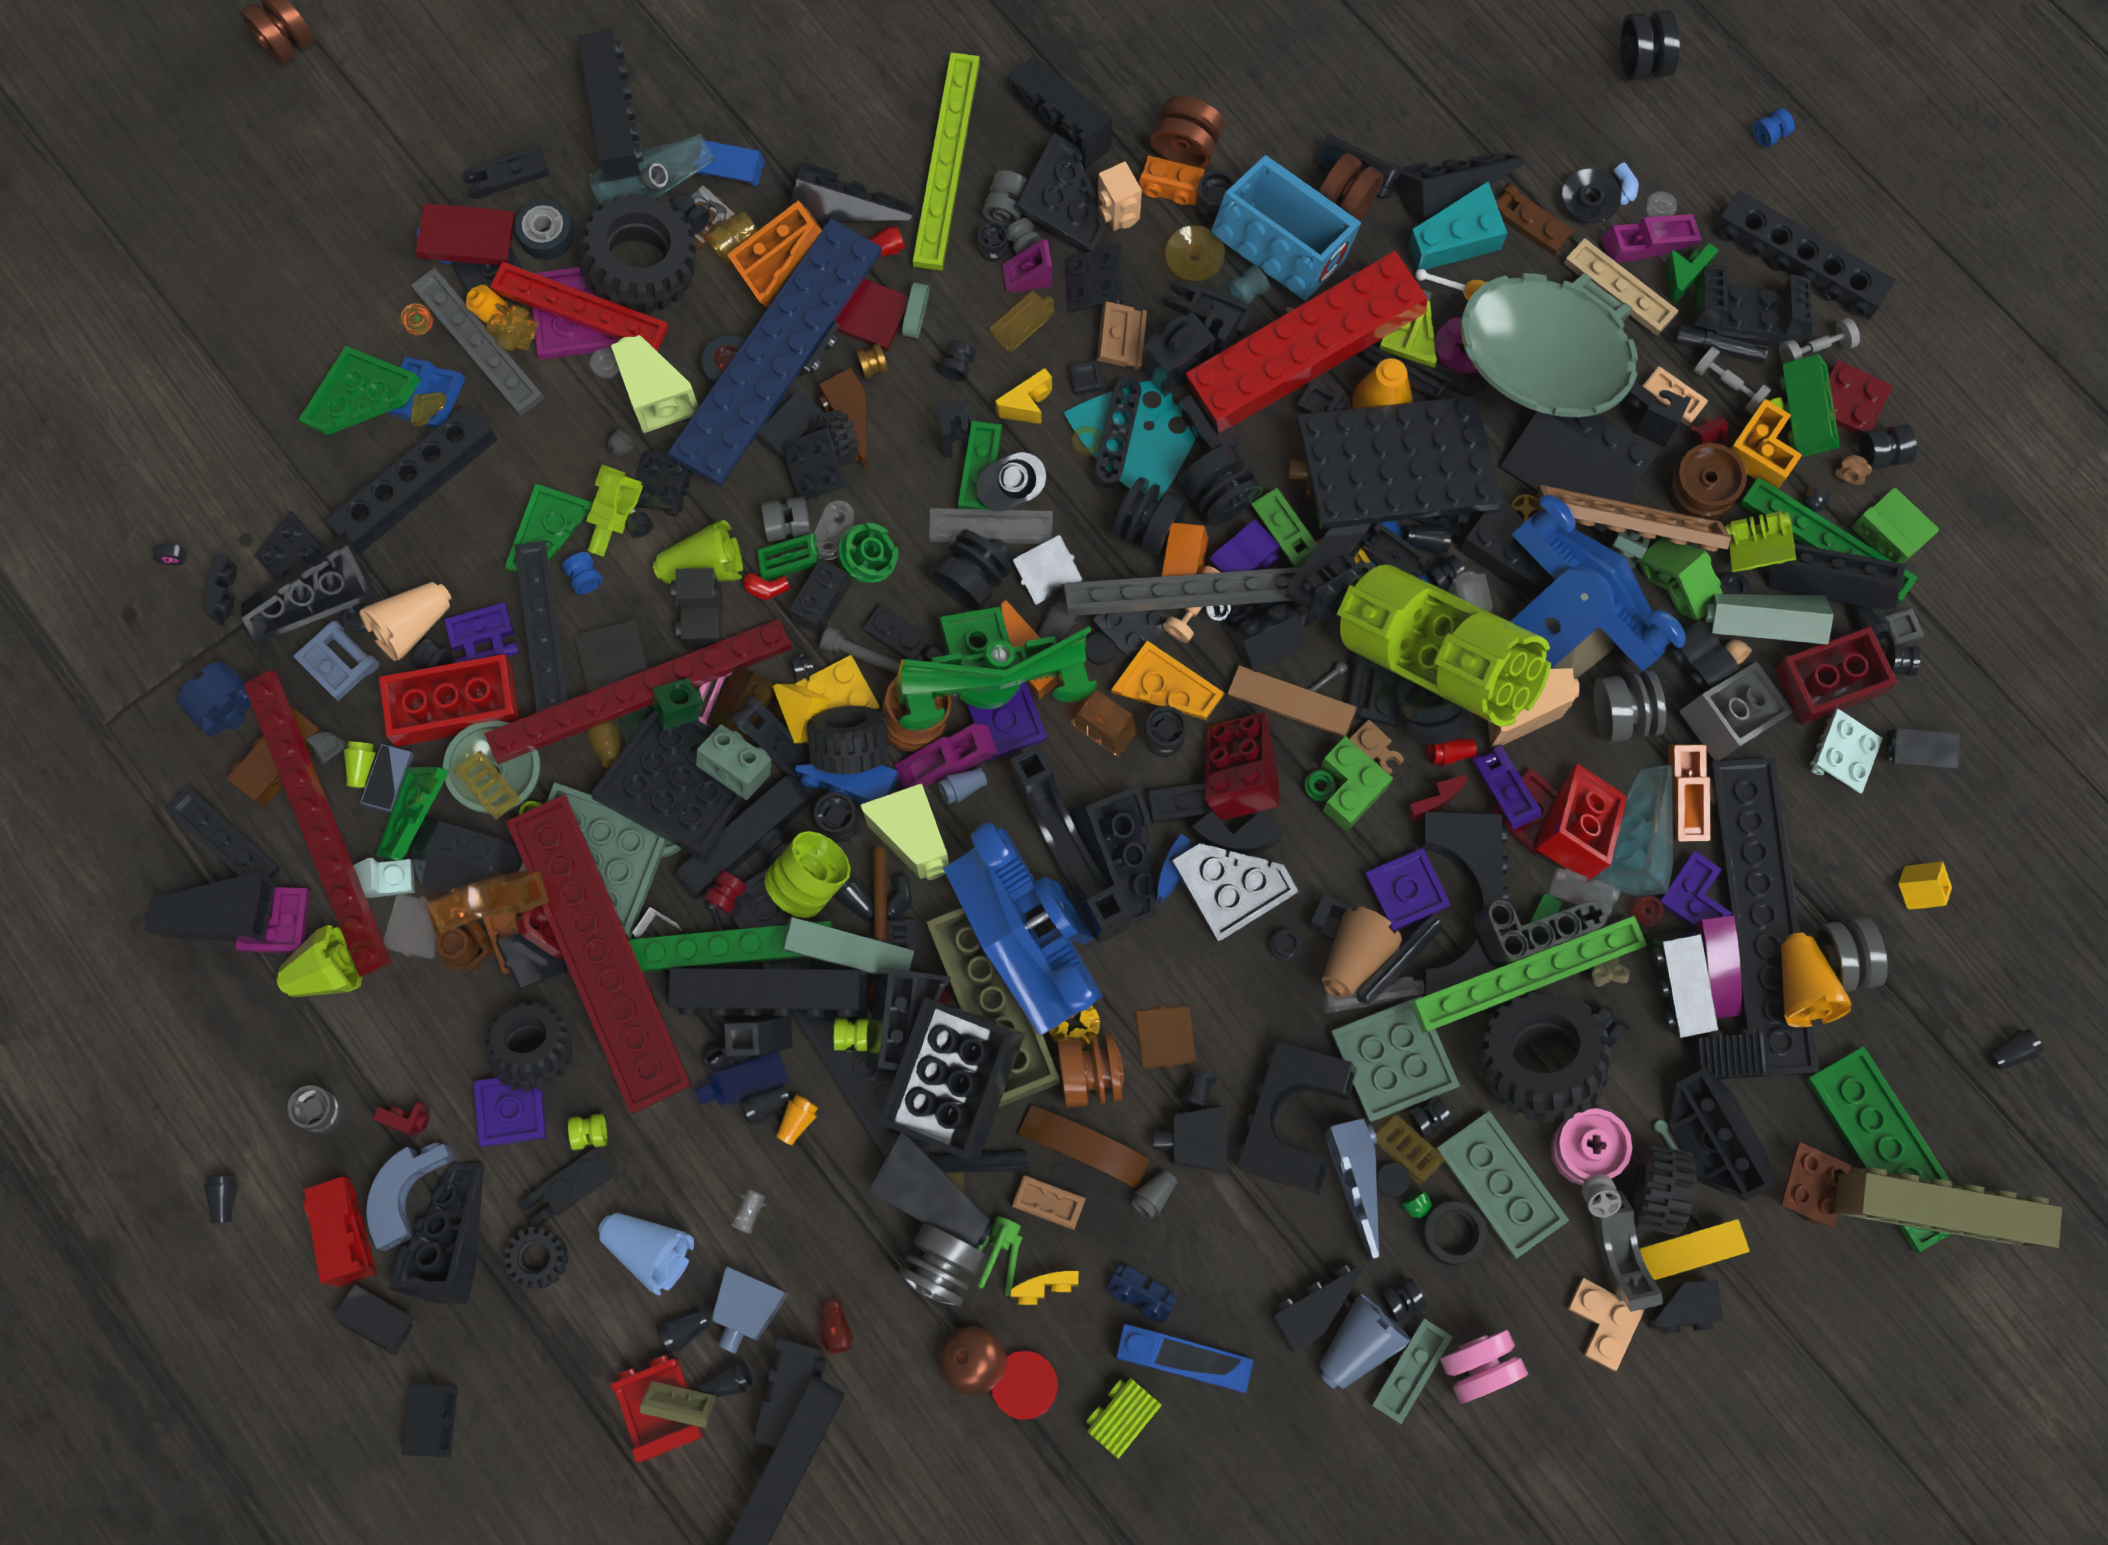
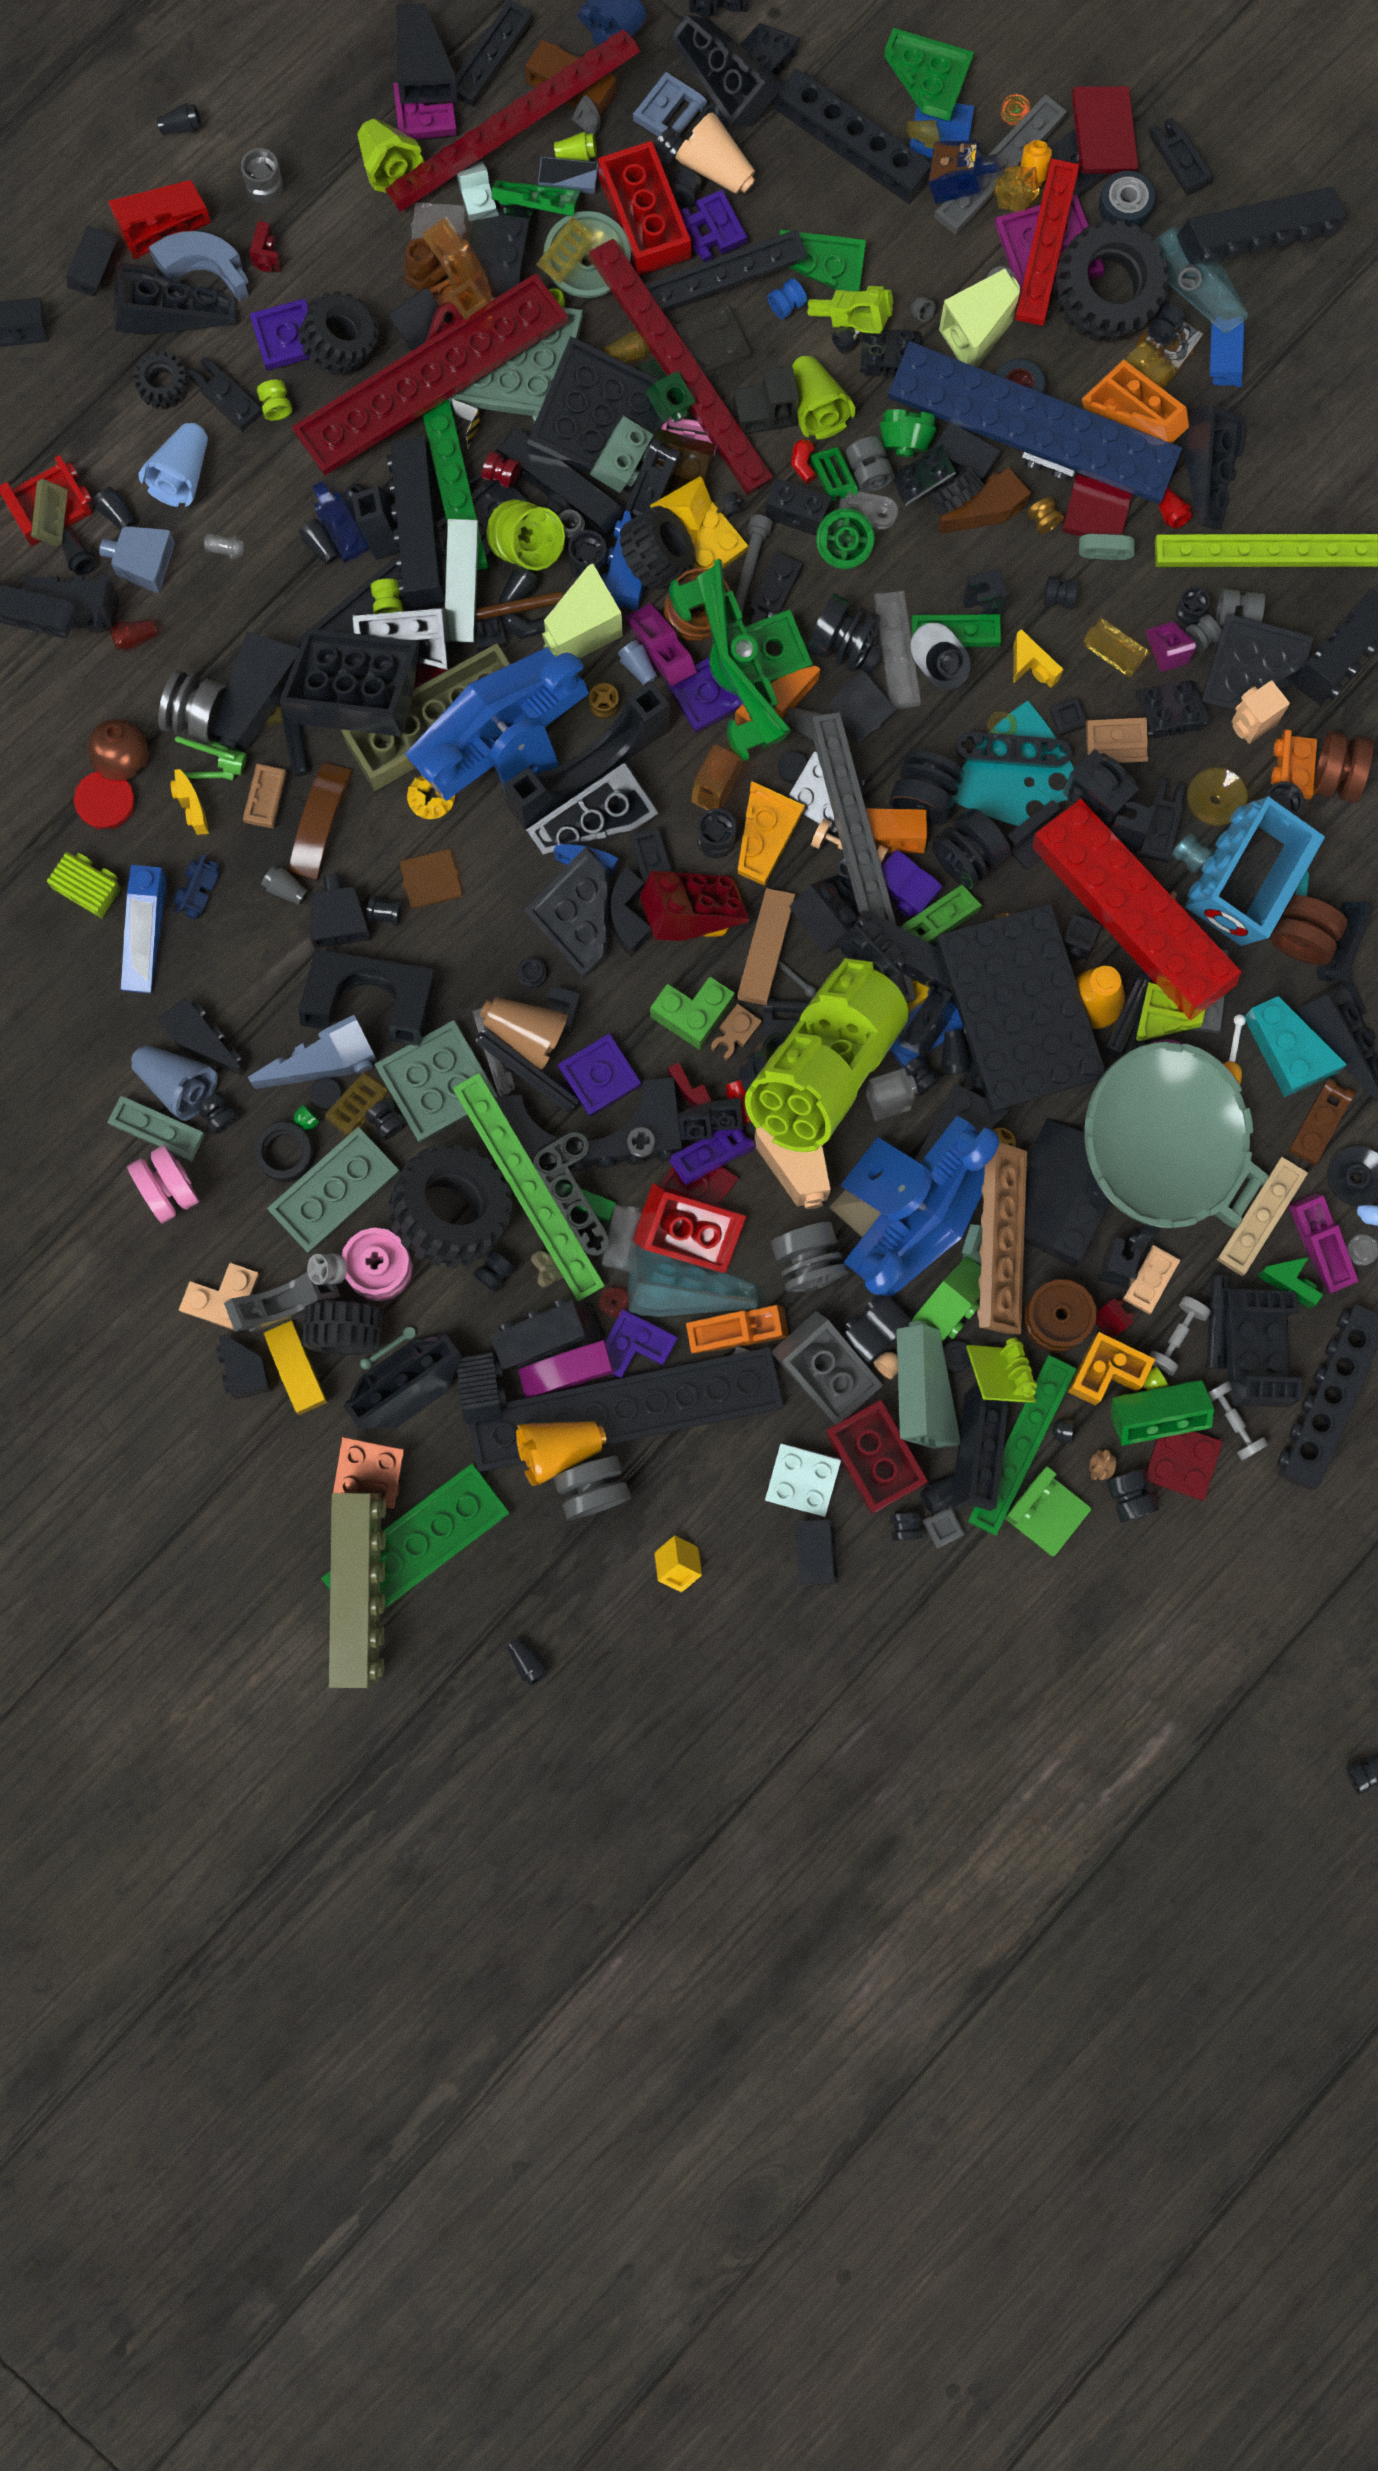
camera: 80 degrees right, 5 degrees up
(383, 662) = (668, 145): none -> black wheel
(479, 377) = (958, 169): none -> clear blue torso
(760, 475) = (907, 431): none -> green cone
(797, 1117) = (311, 571): light orange cone -> none
(800, 823) = (572, 523): none -> dark grey cone
(999, 817) = (604, 694): none -> pearl gold wheel
(1090, 1070) = (383, 807): dark orange wheel -> none
(1320, 776) = (689, 976): green plate -> none
(1479, 791) = (713, 1116): none -> black slope
(1502, 847) = (633, 1136): none -> dark grey bush

